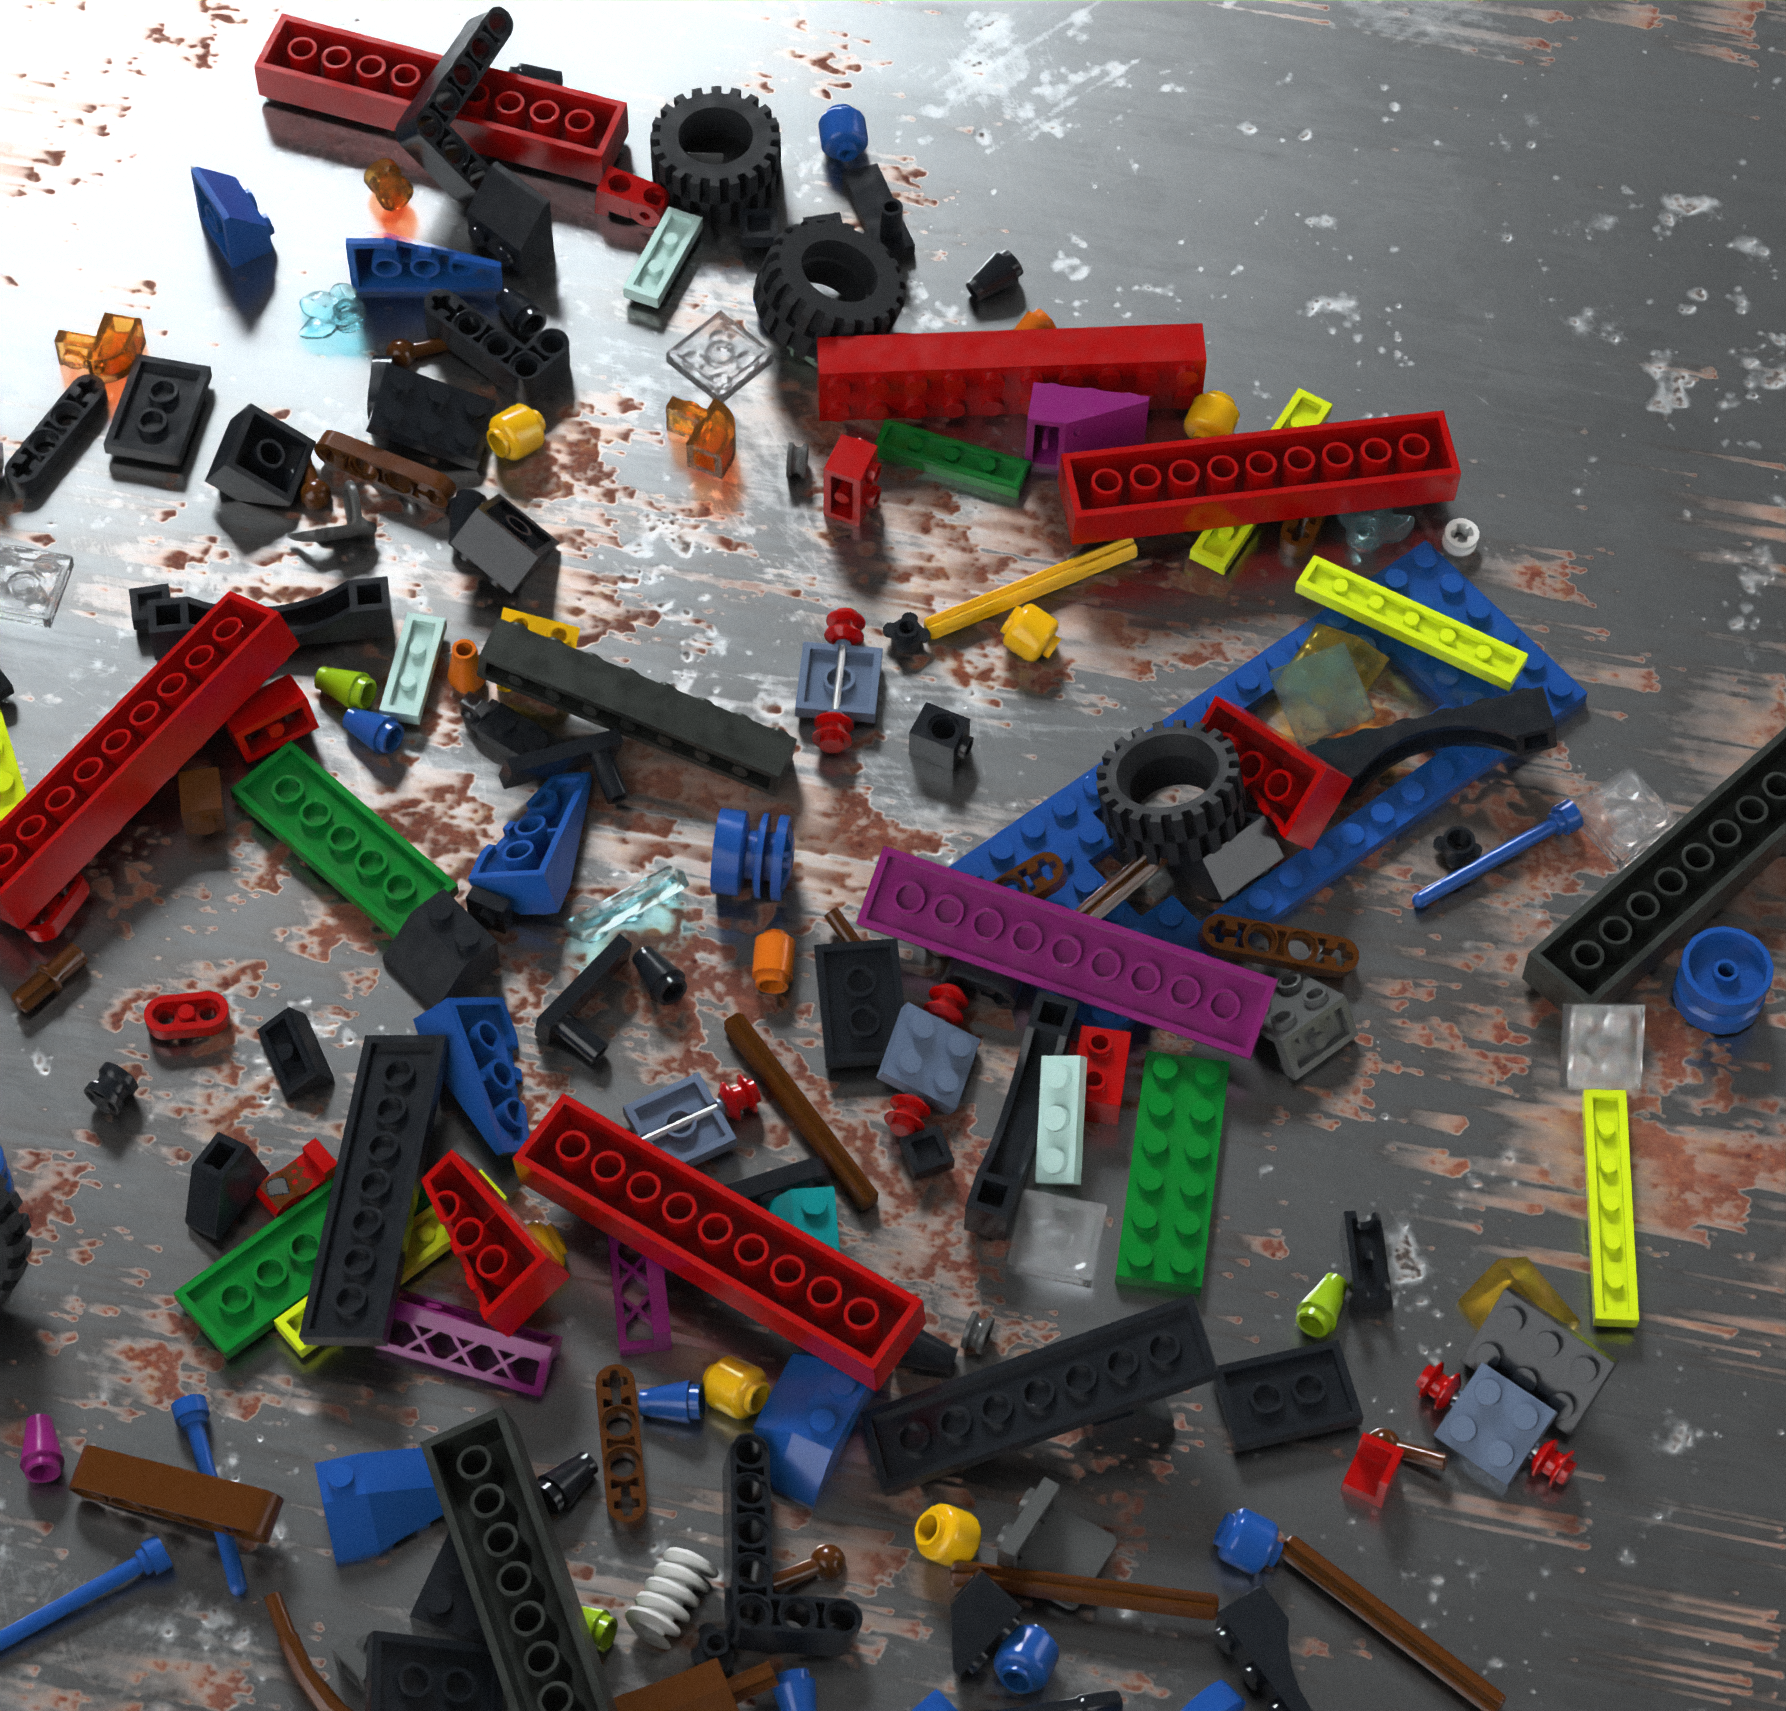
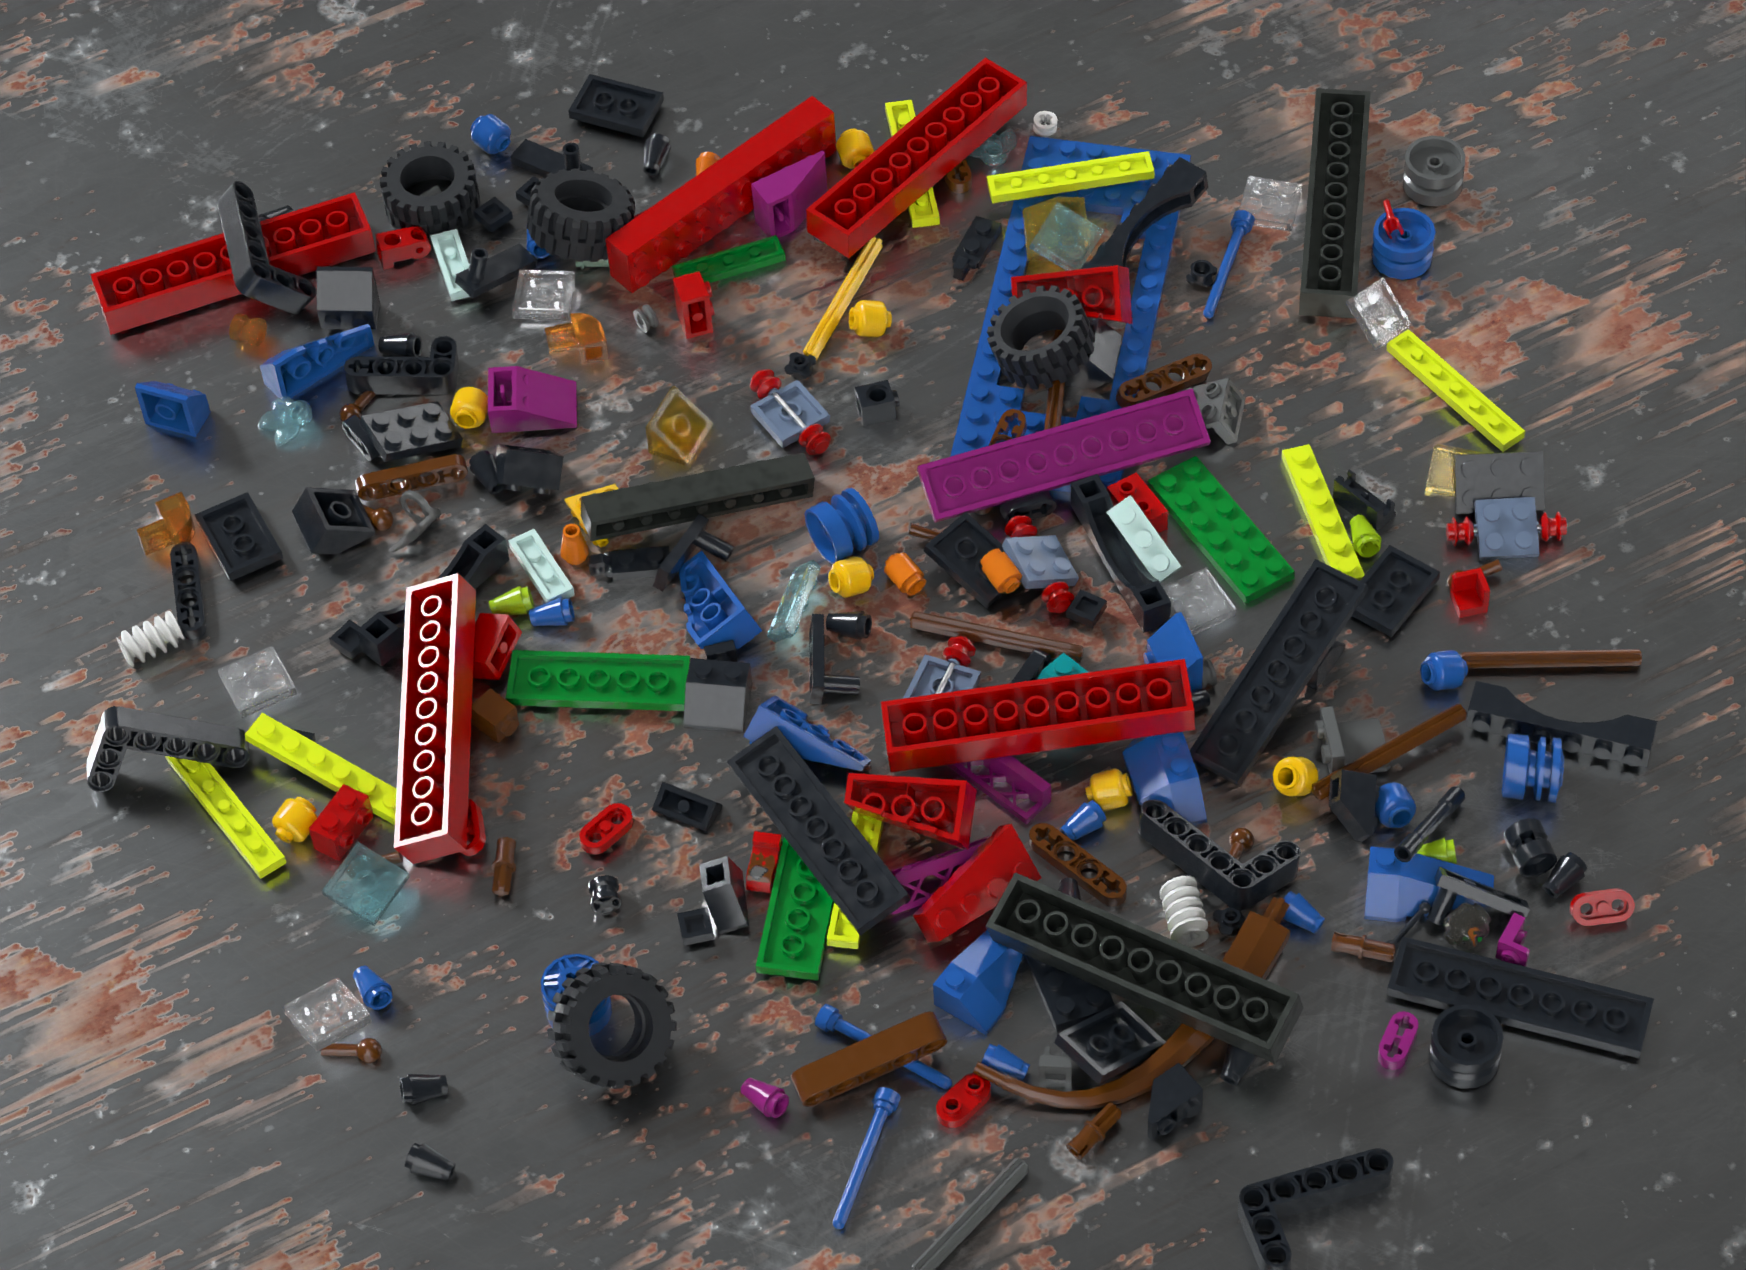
camera: 35 degrees left, 5 degrees down
(163, 1198) = (695, 926): none -> black plate
(234, 1623) = (966, 1099): none -> red plate
(312, 1614) = (1005, 1062): none -> blue cone
(466, 1385) = (976, 885): none -> red wedge
(582, 468) = (530, 400): none -> magenta slope
(693, 293) = (491, 272): none -> black piece
(702, 610) = (676, 428): none -> clear yellow slope
(712, 921) = (851, 576): none -> yellow head
(864, 1038) = (1001, 571): none -> orange brick
(955, 1286) = (1176, 642): none -> blue slope
(1009, 190) = (616, 105): none -> black plate
(1235, 629) = (975, 246): none -> black hinge
(1303, 1245) = (1321, 511): none -> neon yellow plate
(1718, 945) = (1392, 222): none -> red hand

